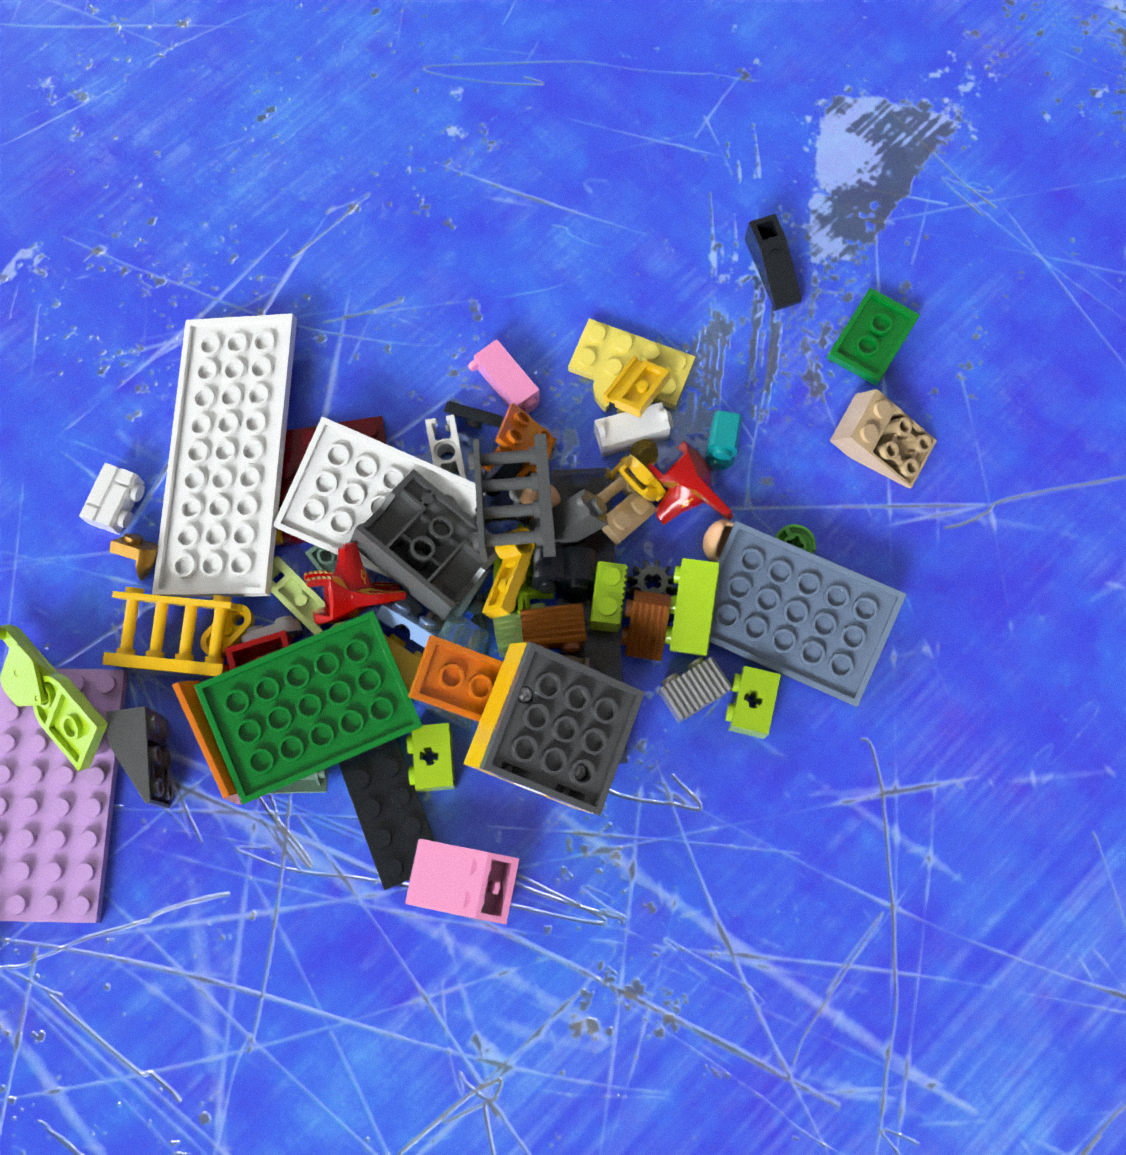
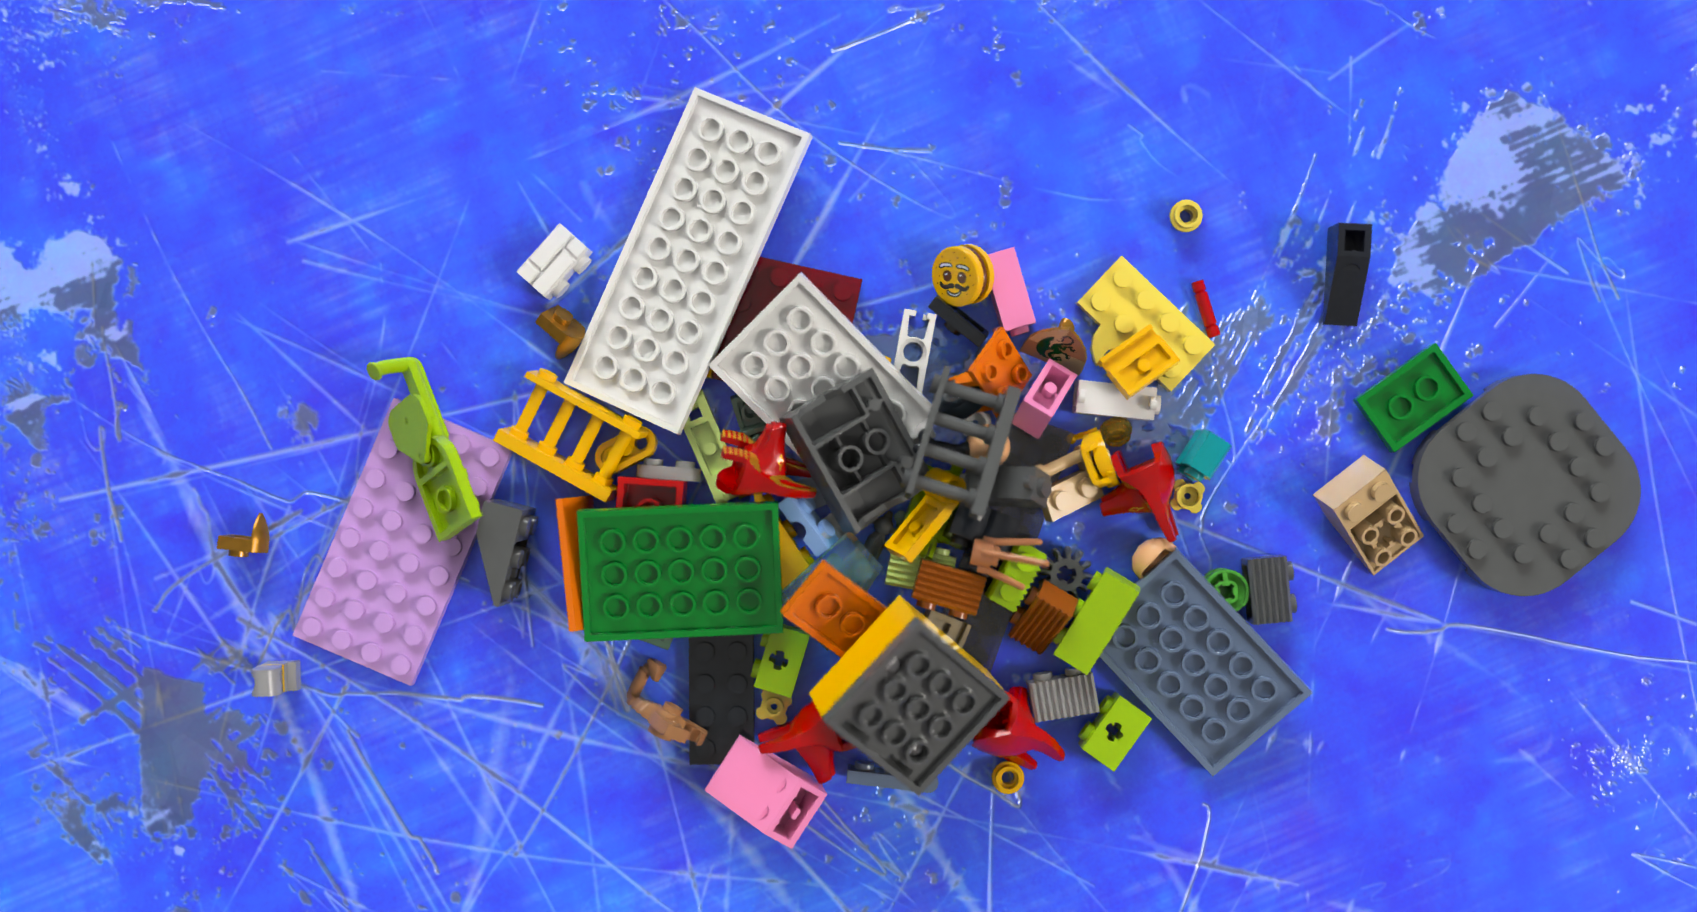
camera: 25 degrees right, 15 degrees up
(344, 851) = (663, 719): none -> medium nougat animal
(449, 811) = (778, 714): none -> light yellow plate
(463, 376) = (962, 275): none -> yellow head
(489, 813) = (810, 738): none -> red piece
(566, 403) = (1058, 344): none -> shield
(570, 445) = (1043, 398): none -> bright pink brick
(572, 578) = (987, 553): none -> nougat plant
(575, 823) = (866, 774): none -> sand blue plate
(630, 264) = (1194, 211): none -> light yellow plate
(663, 735) = (1014, 733): none -> red piece
(675, 334) = (1205, 308): none -> red wheel
(683, 774) = (1007, 787): none -> yellow plate
(731, 476) = (1196, 492): none -> light yellow plate
(830, 528) = (1269, 589): none -> dark grey brick
(997, 368) = (1526, 484): none -> dark grey plate

